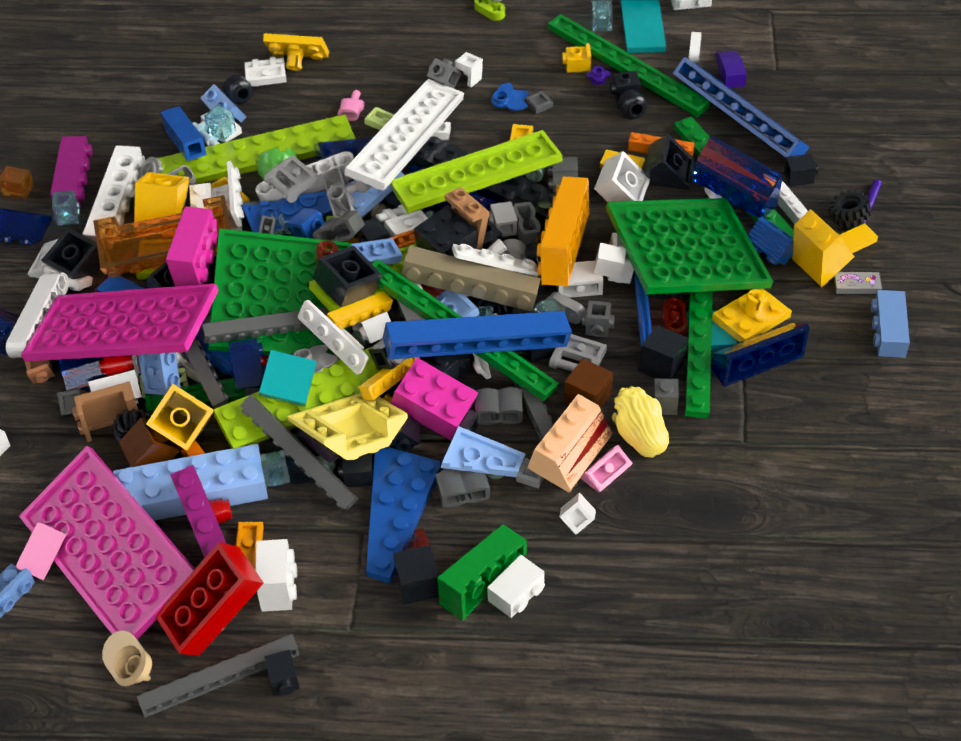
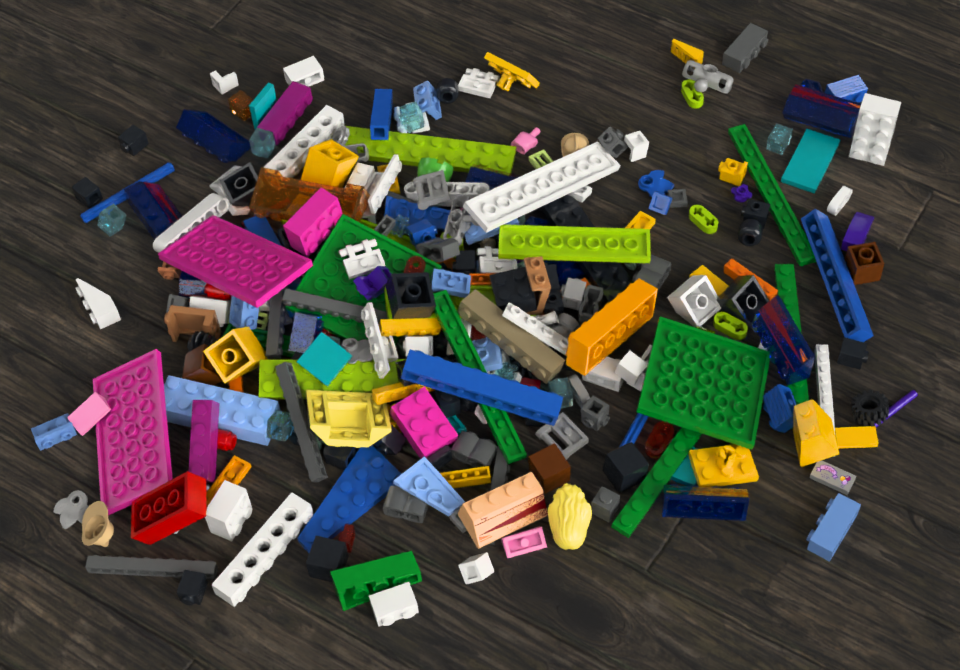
camera: 30 degrees right, 5 degrees up
(44, 171) = (262, 104): none -> teal tile
(67, 123) = (304, 72): none -> white brick
(82, 663) = (71, 511): none -> light grey plate
(269, 270) = (362, 263): none -> white plate
(295, 283) = (374, 283): none -> dark purple brick
(330, 656) = (238, 569): none -> white brick
(402, 91) = (573, 142): none -> tan piece
(513, 430) = (468, 477): none -> yellow piece
(527, 110) = (660, 203): none -> plate
(577, 110) = (703, 219): none -> lime beam
(669, 191) = (730, 325): none -> lime beam
(758, 87) = (864, 263): none -> reddish brown head

